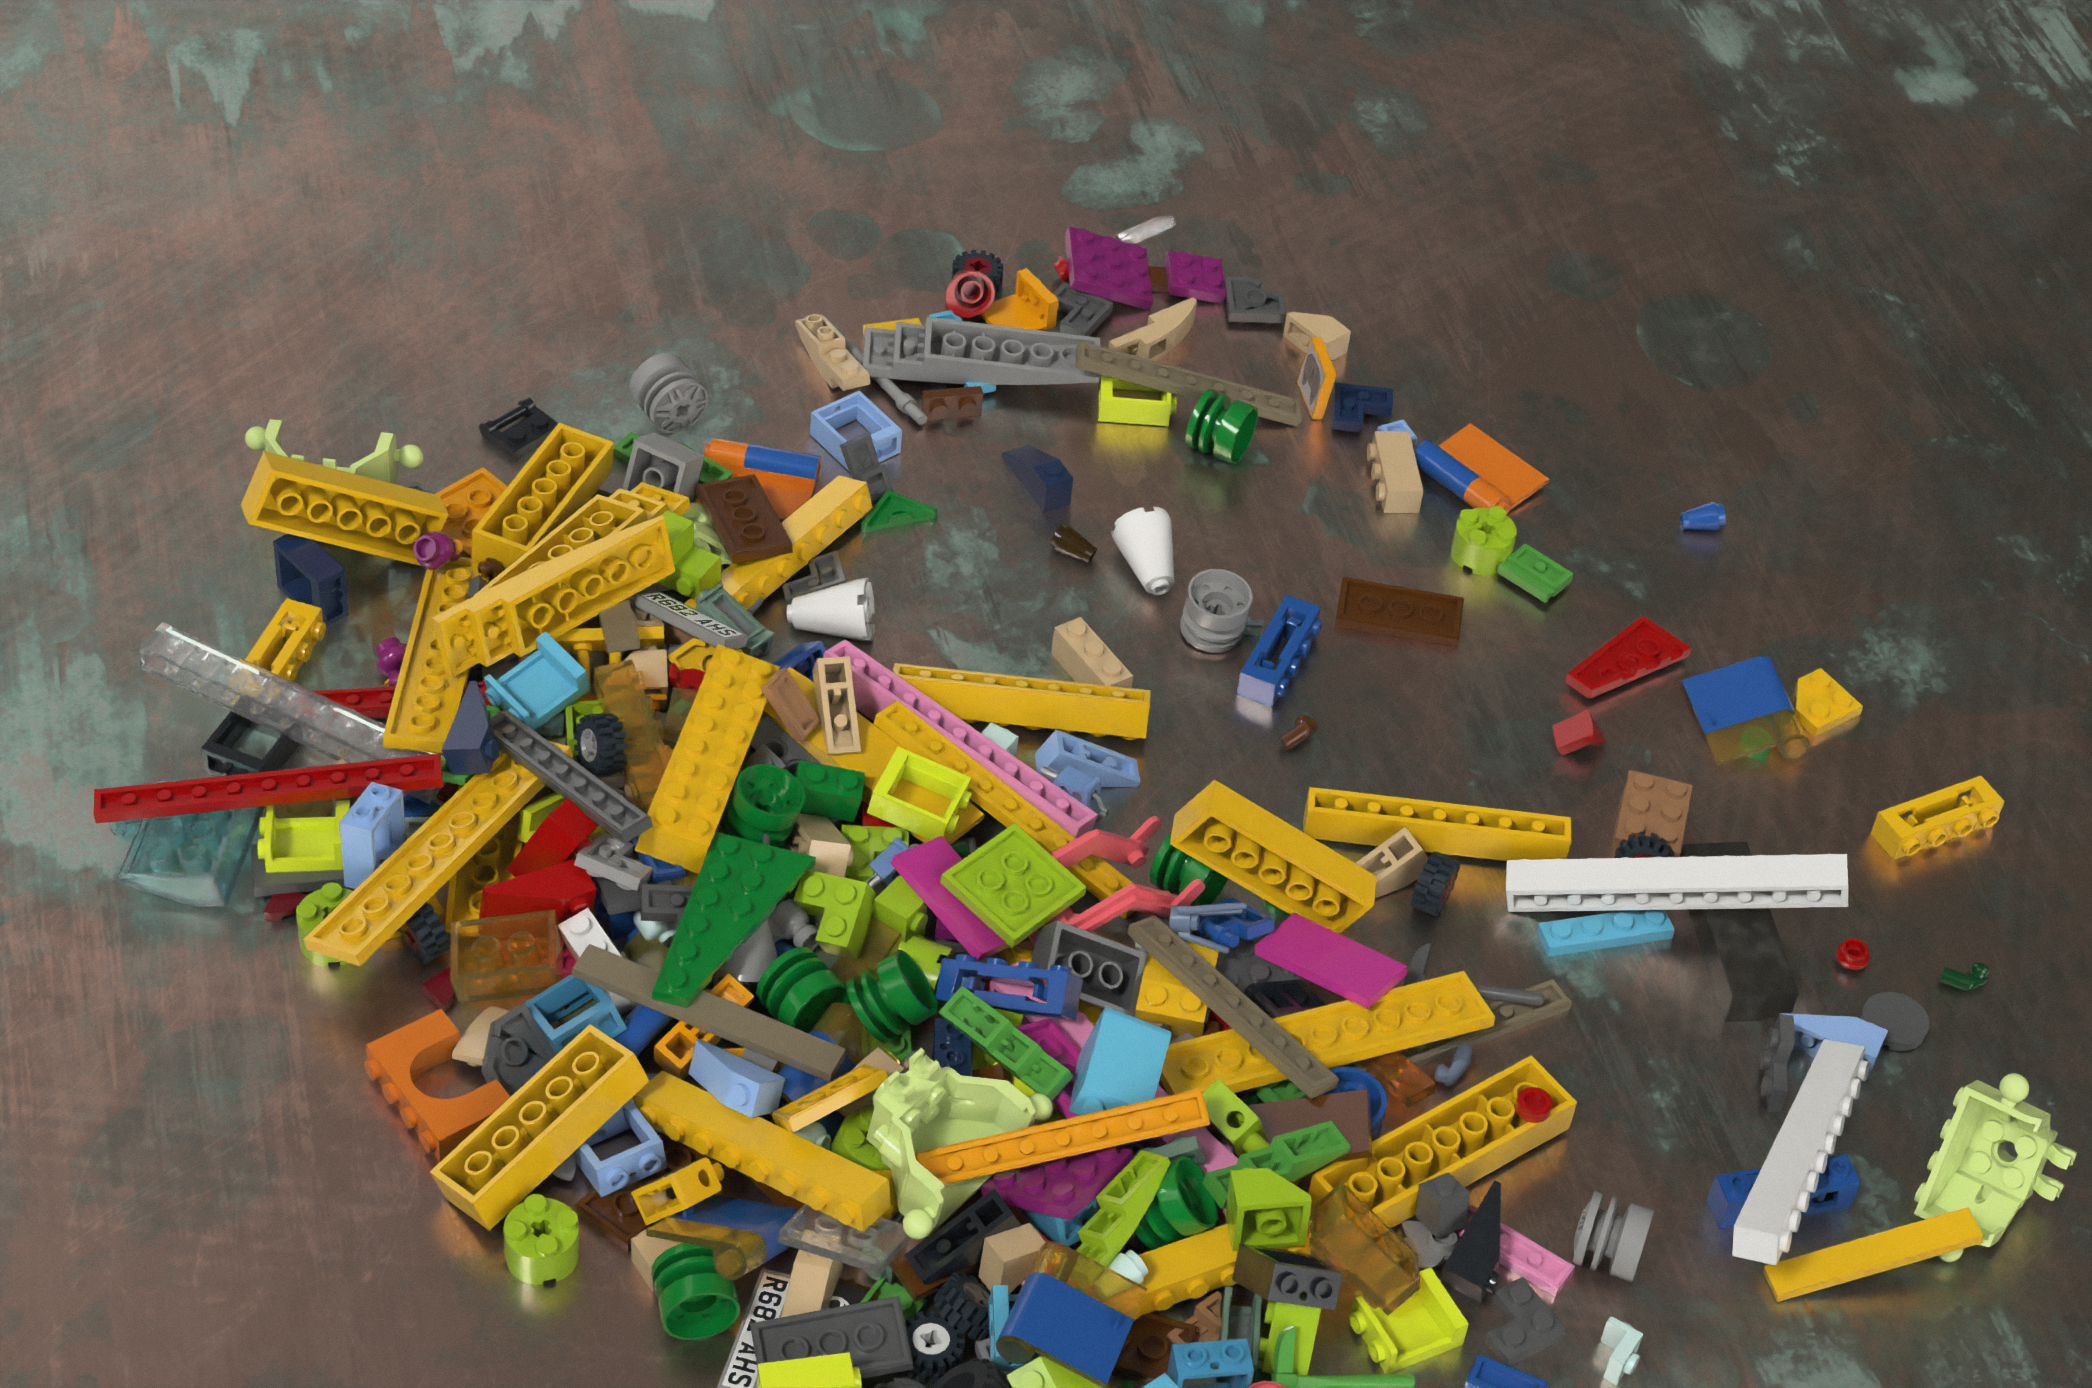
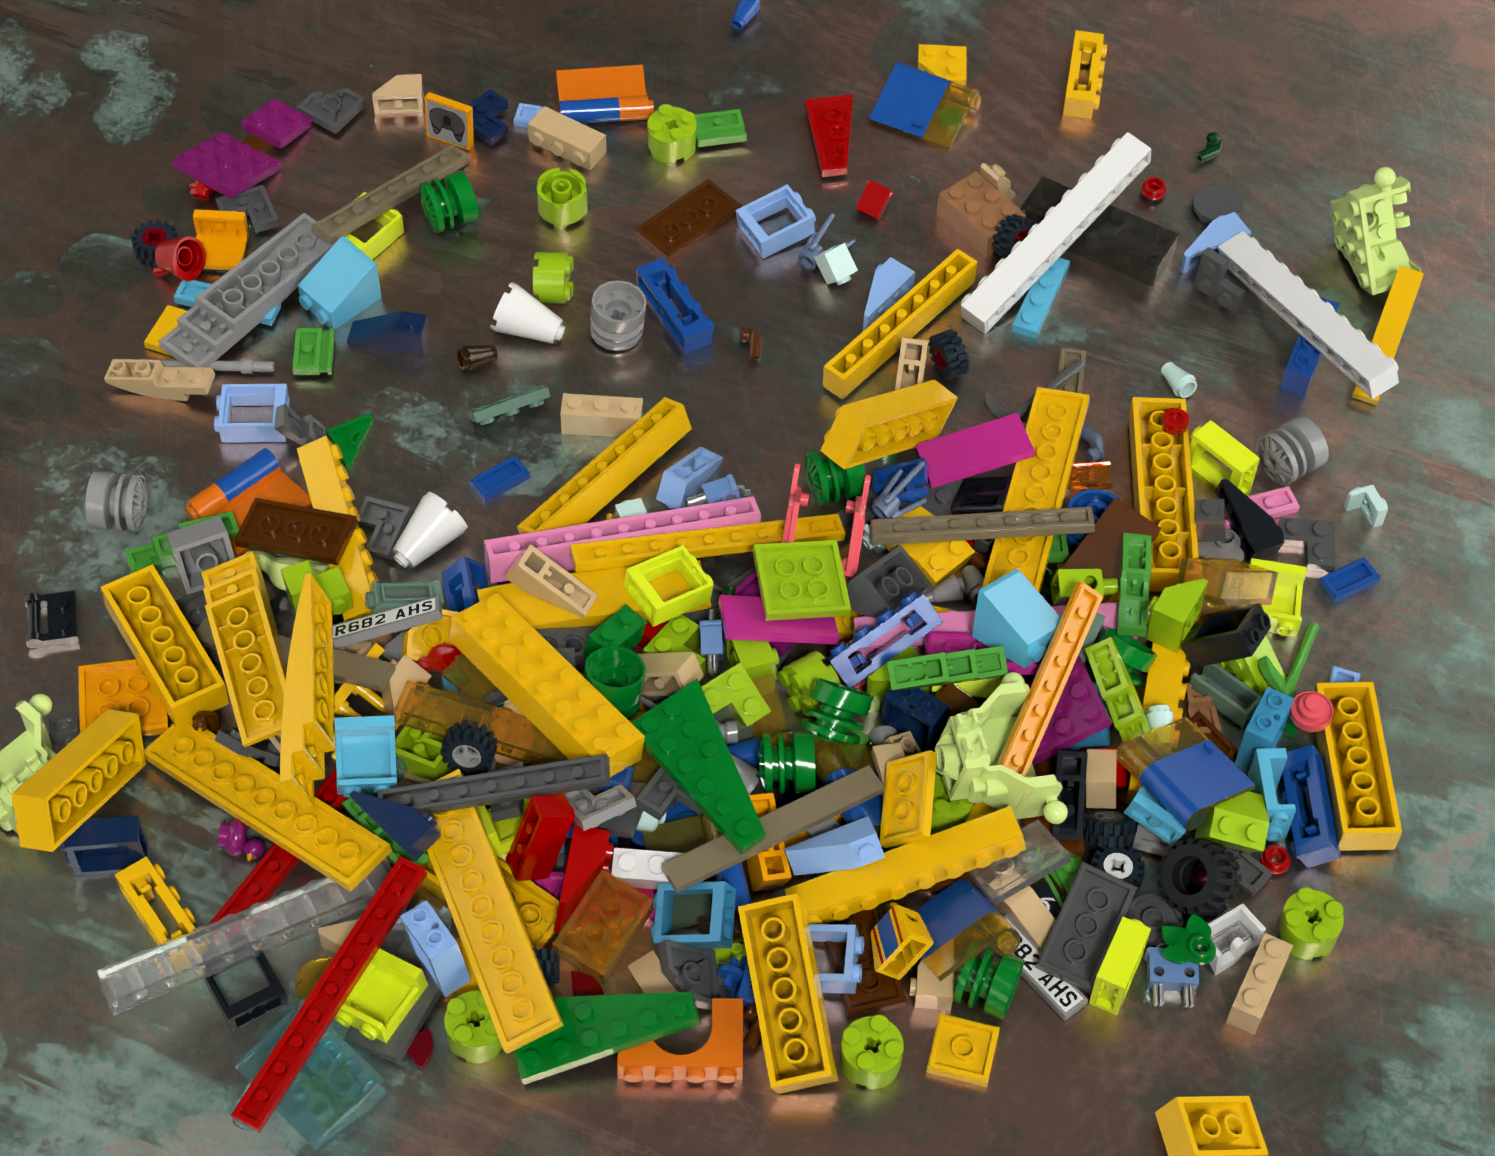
camera: 50 degrees left, 10 degrees up
(393, 1005) = (603, 1027): none -> green wing
(436, 550) = (154, 745): magenta animal -> none
(611, 1322) = (963, 1050): none -> yellow tile
(791, 704) = (535, 608): medium nougat tile -> none
(952, 403) = (276, 338): reddish brown plate -> none
(953, 636) = (499, 479): none -> blue tile
(965, 435) = (313, 351): none -> bright green plate
(1039, 596) = (509, 405): none -> sand green plate
(1049, 409) = (340, 285): none -> medium azure slope
(1146, 229) = (204, 120): clear tile -> none
(1161, 335) = (316, 179): tan slope -> none
(1211, 540) = (552, 277): none -> lime brick
(1317, 502) = (562, 197): none -> lime brick
(1456, 718) = (812, 247): none -> sand blue plant
(1457, 741) = (836, 264): none -> light aqua brick
(1467, 653) = (767, 205): none -> light blue window
(1471, 790) = (889, 285): none -> light blue slope
(1532, 1179) = (1228, 451): none -> neon yellow window
(1614, 1100) = (1180, 381): none -> light aqua cone
(1698, 805) = (995, 175): none -> tan slope

